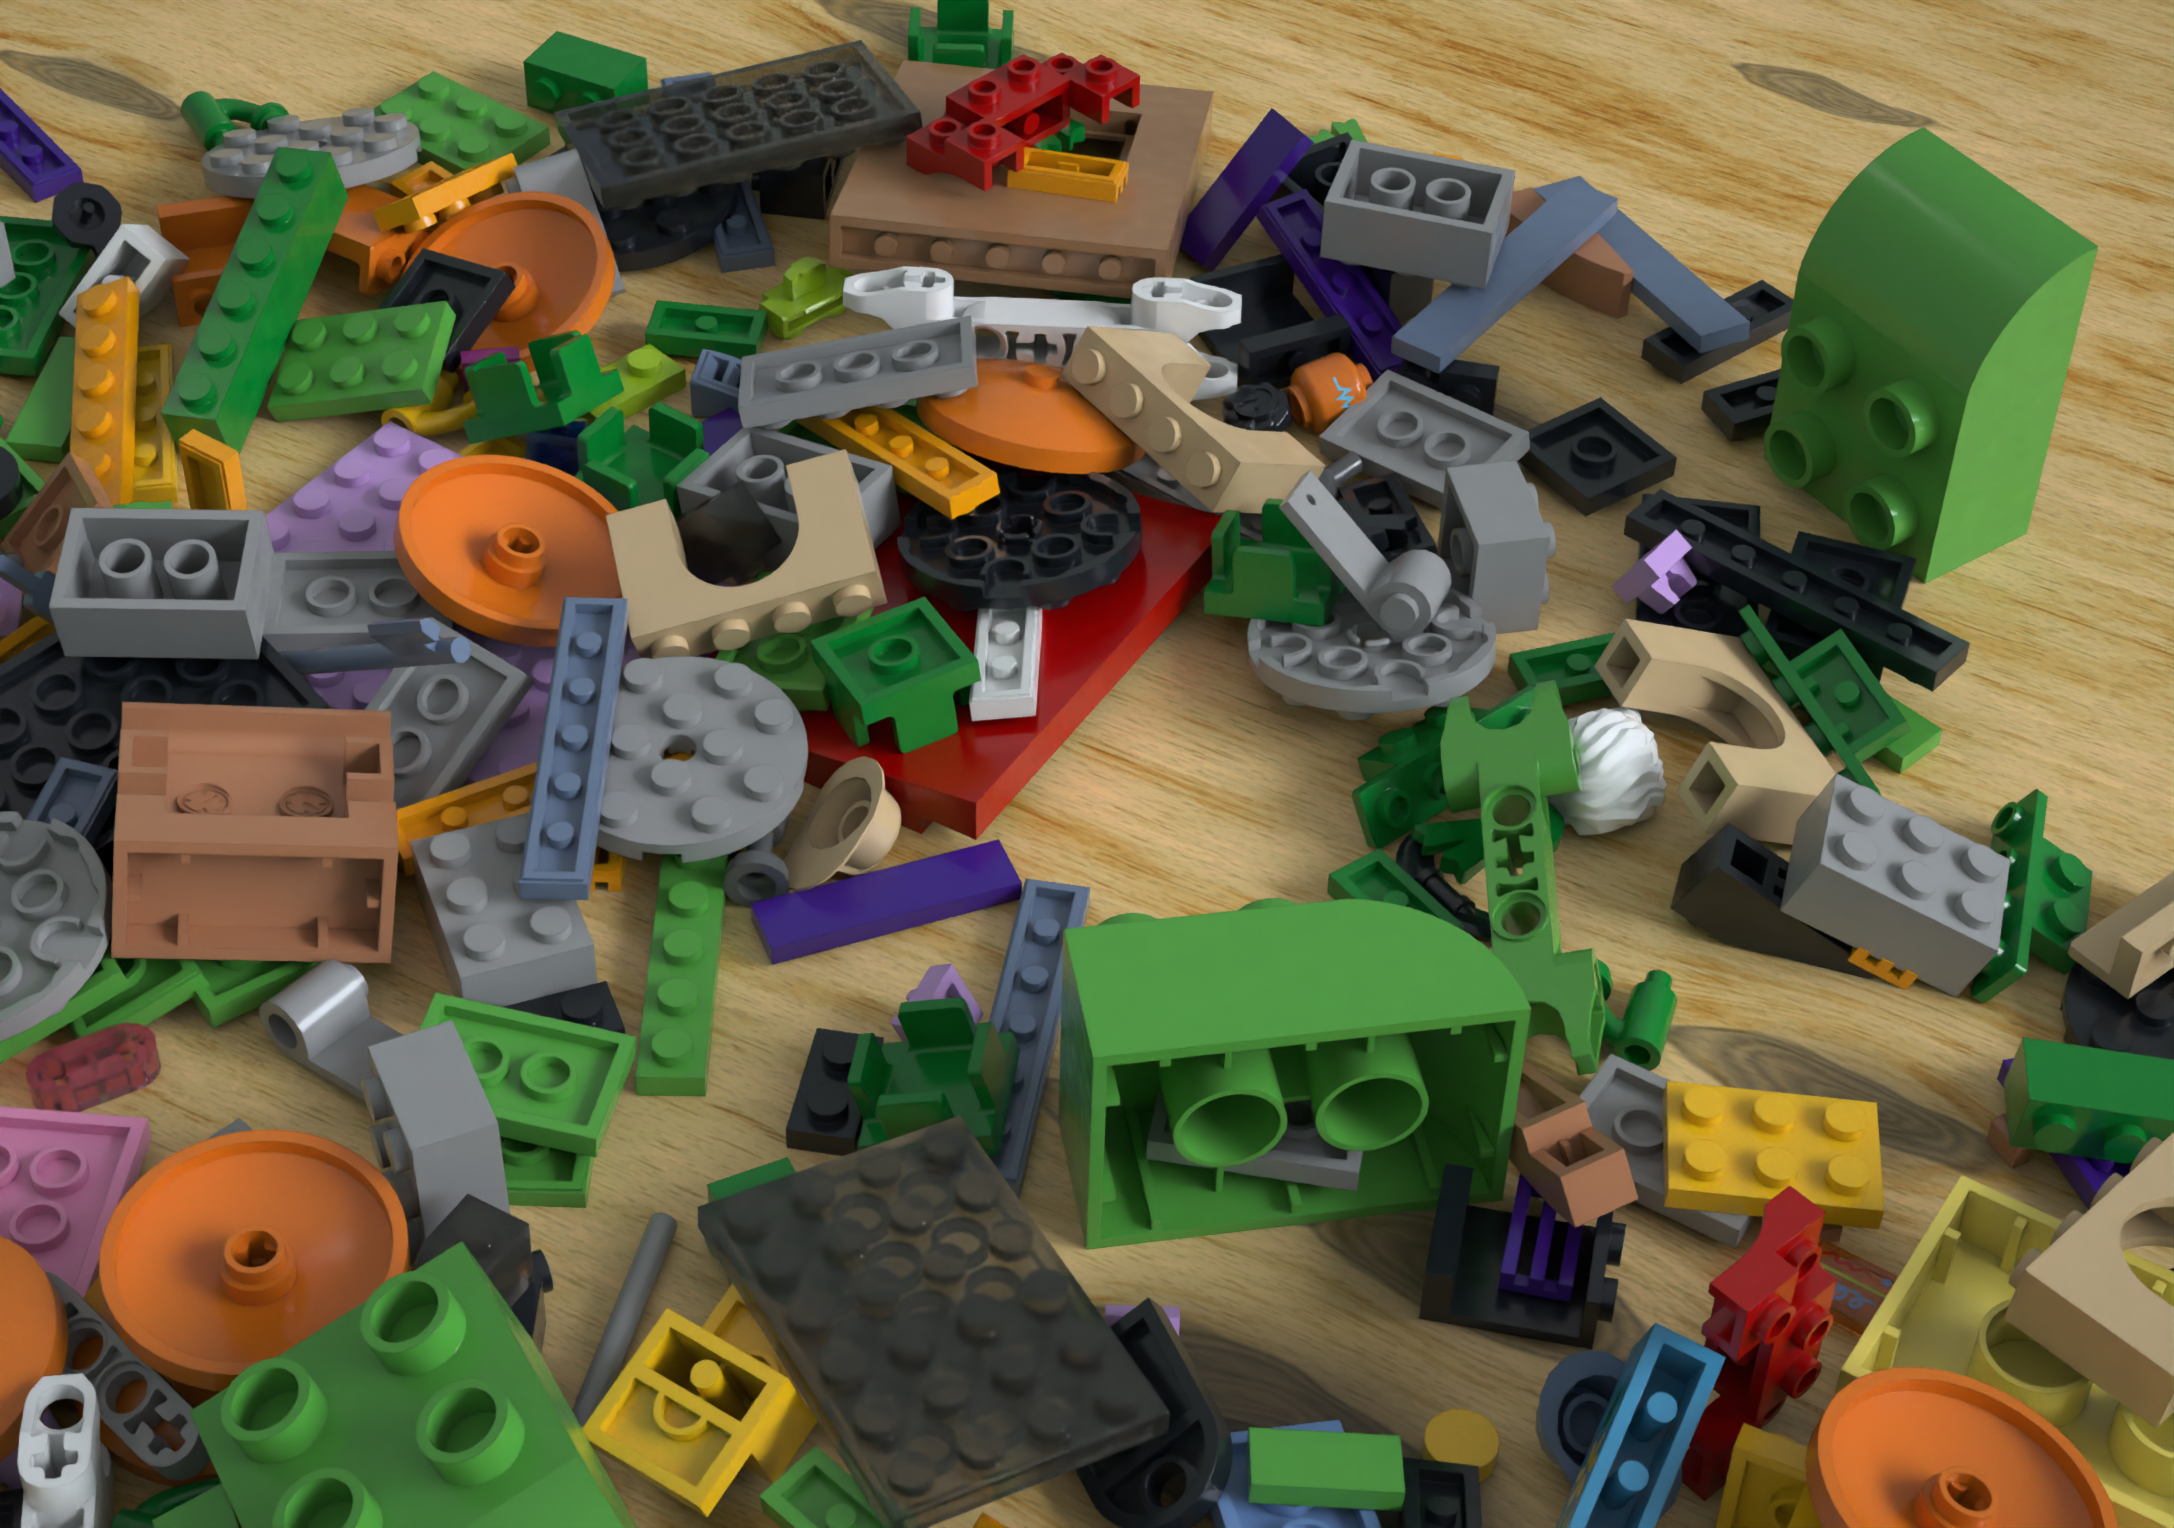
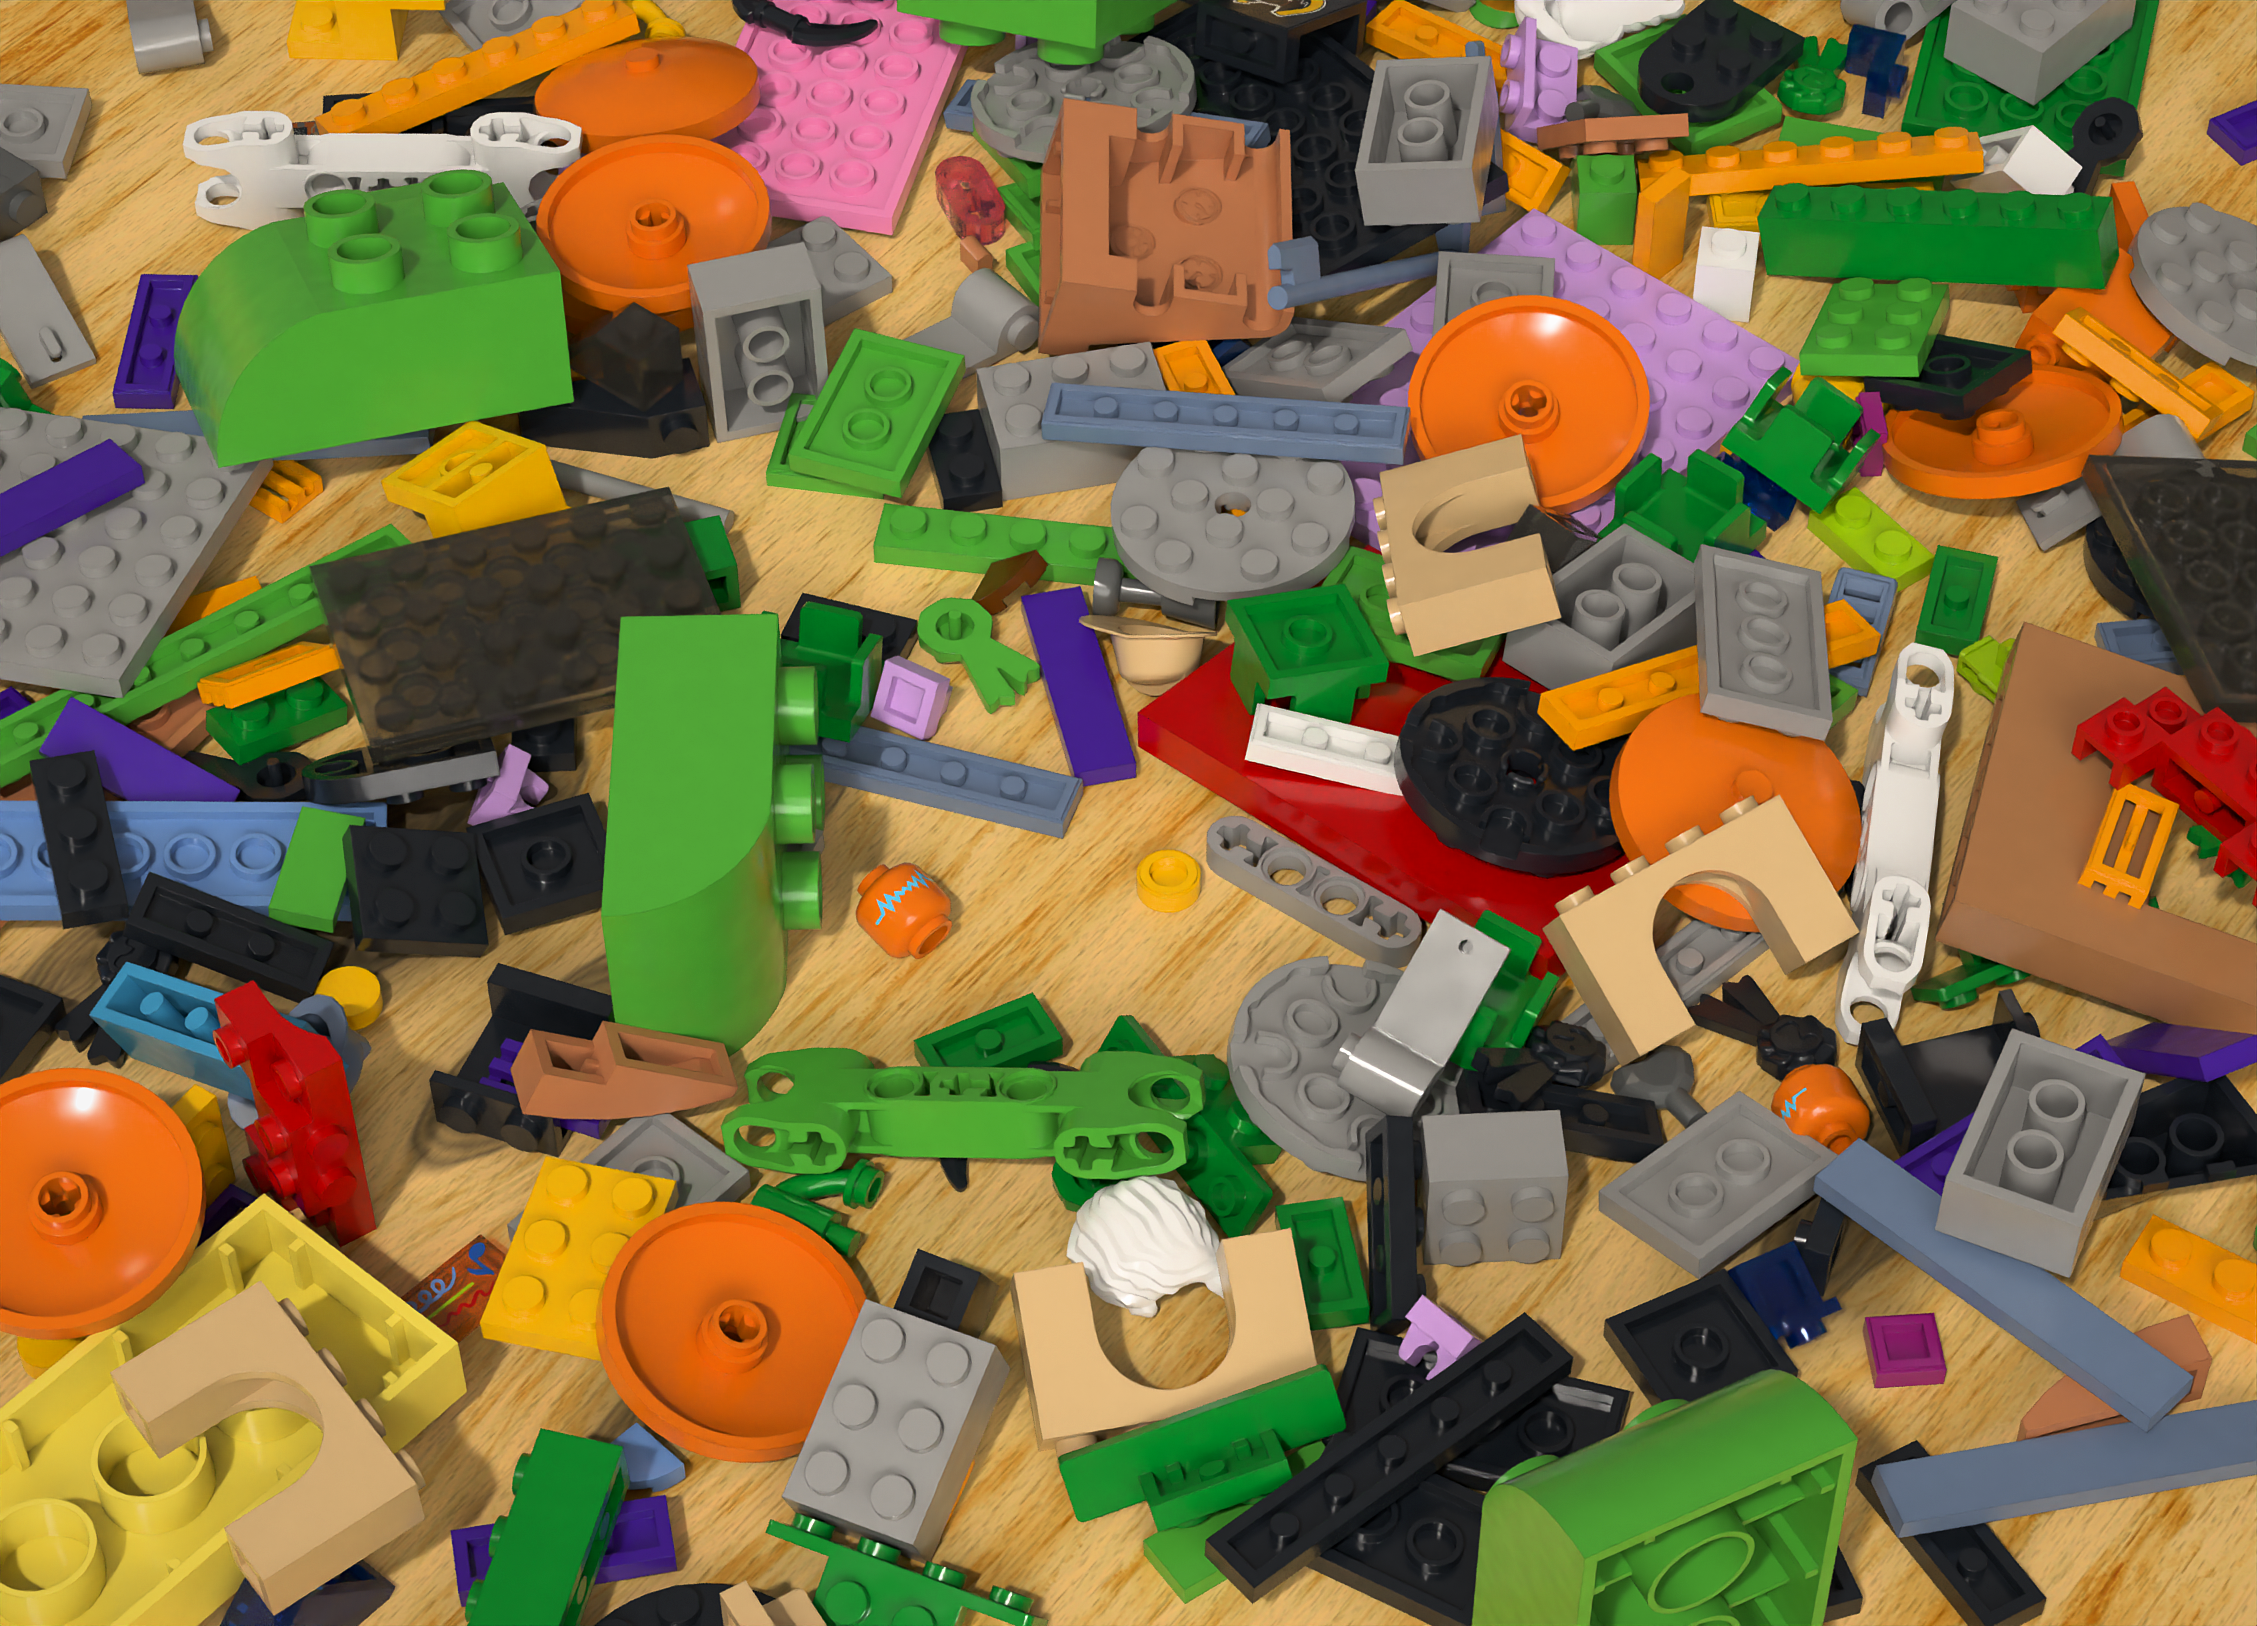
camera: 100 degrees right, 5 degrees up
(197, 1054) = (974, 254): none -> nougat piece
(268, 462) = (1726, 271): none -> white slope
(750, 961) = (1005, 577): none -> reddish brown tile
(834, 995) = (962, 632): none -> bright green piece
(1139, 814) = (1168, 881): none -> yellow tile
(1143, 715) = (1320, 883): none -> light grey beam
(1236, 1292) = (542, 862): none -> black plate
(1326, 1380) = (414, 891): none -> black plate
(1541, 362) = (1904, 1350): none -> magenta tile
(1542, 399) = (1785, 1295): none -> clear blue bracket
(1549, 597) = (1393, 1223): none -> black plate
(1816, 1024) = (726, 1328): none -> orange dish
(1958, 1109) = (649, 1461): none -> medium blue tile

